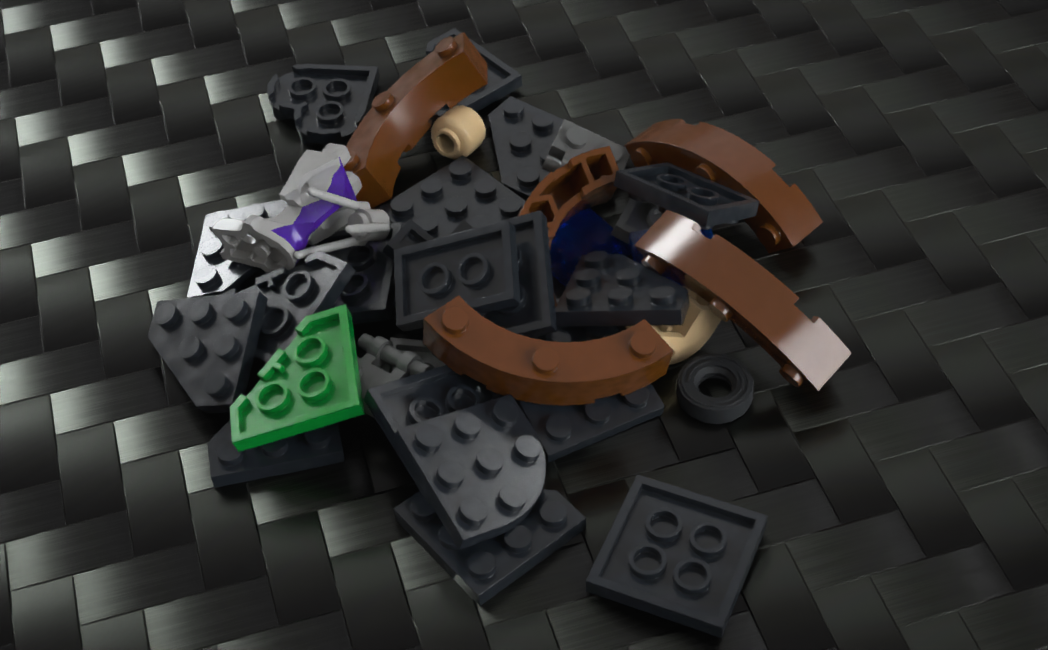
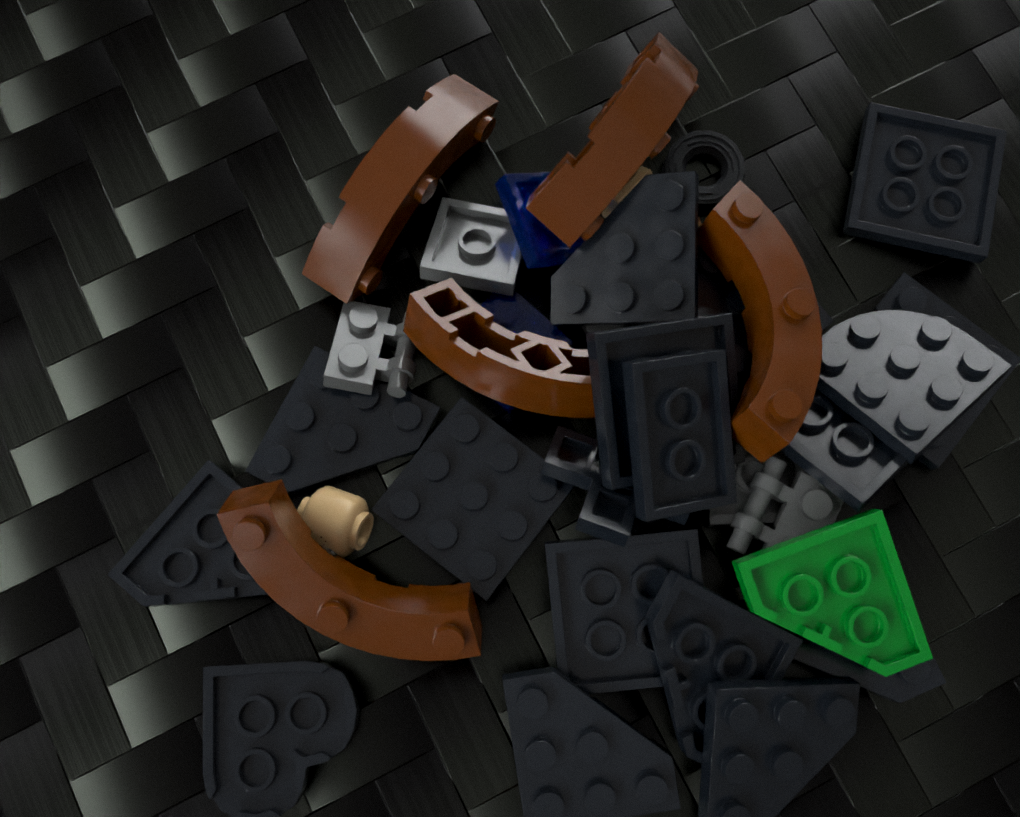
camera: 100 degrees left, 30 degrees up
(302, 221) = (569, 652): light grey hips -> none
(362, 225) = (580, 578): light grey plant -> none
(686, 194) = (479, 197): black plate -> none

